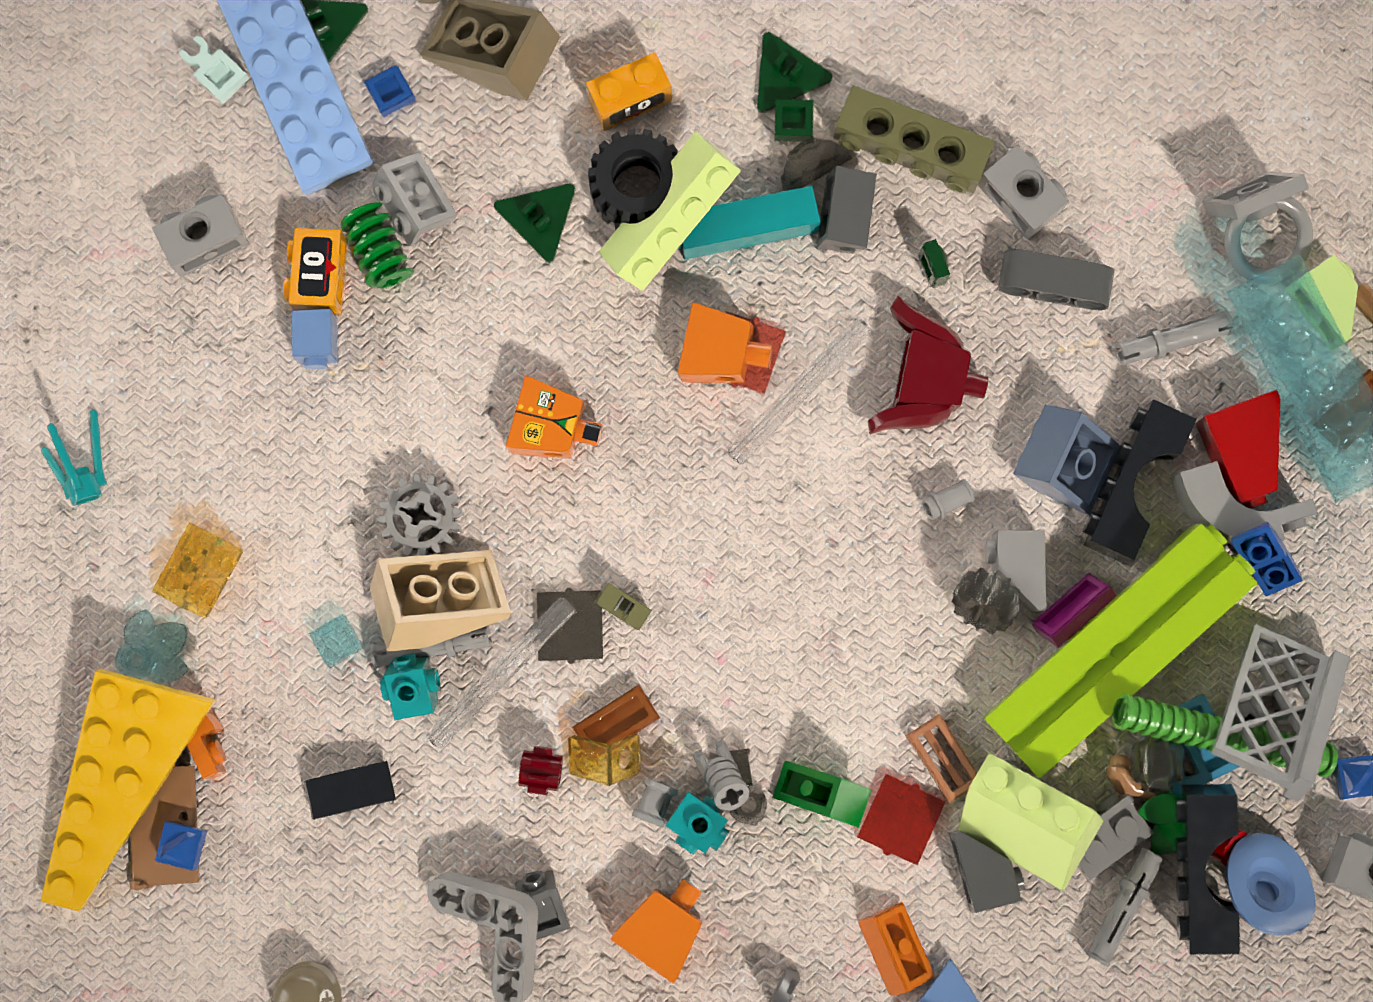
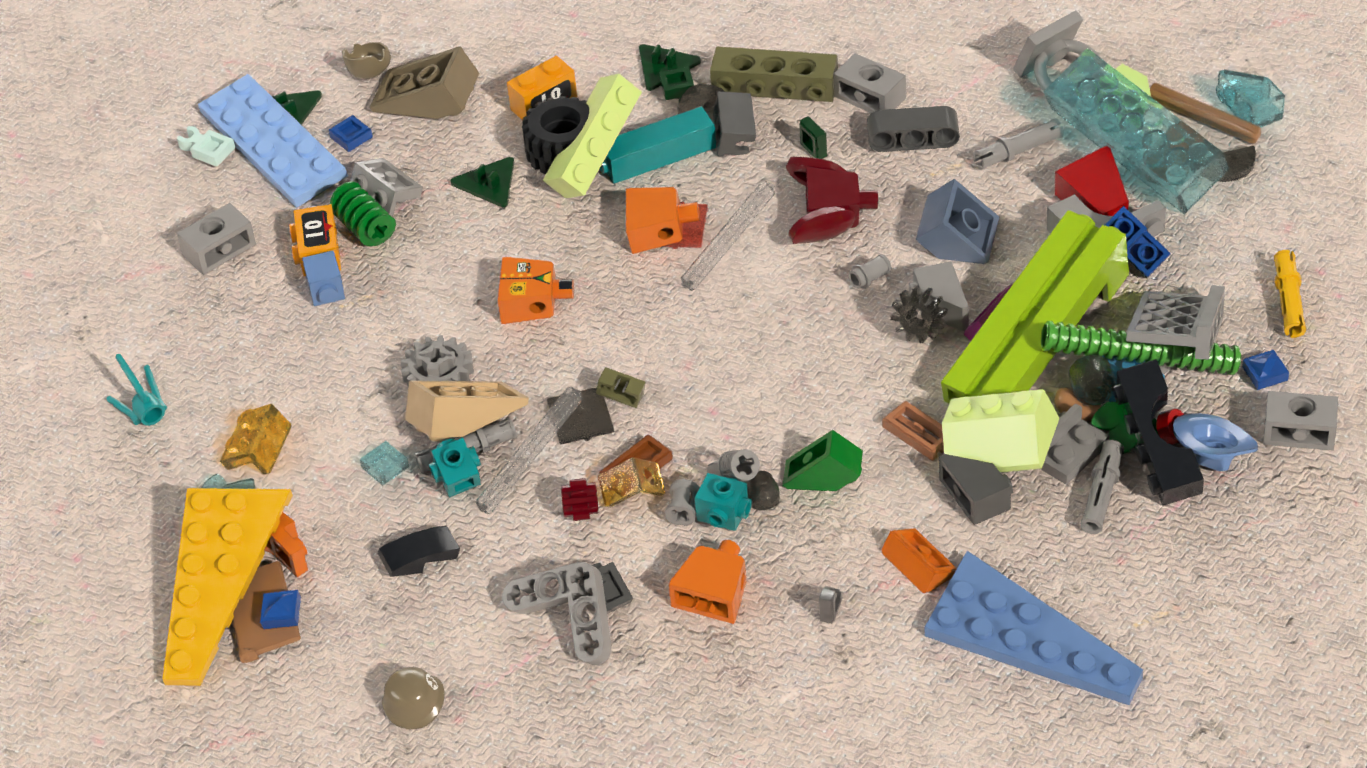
camera: 10 degrees left, 35 degrees down
(901, 819) = (896, 477): clear red piece -> none
(1118, 525) = (1024, 202): black arch -> none

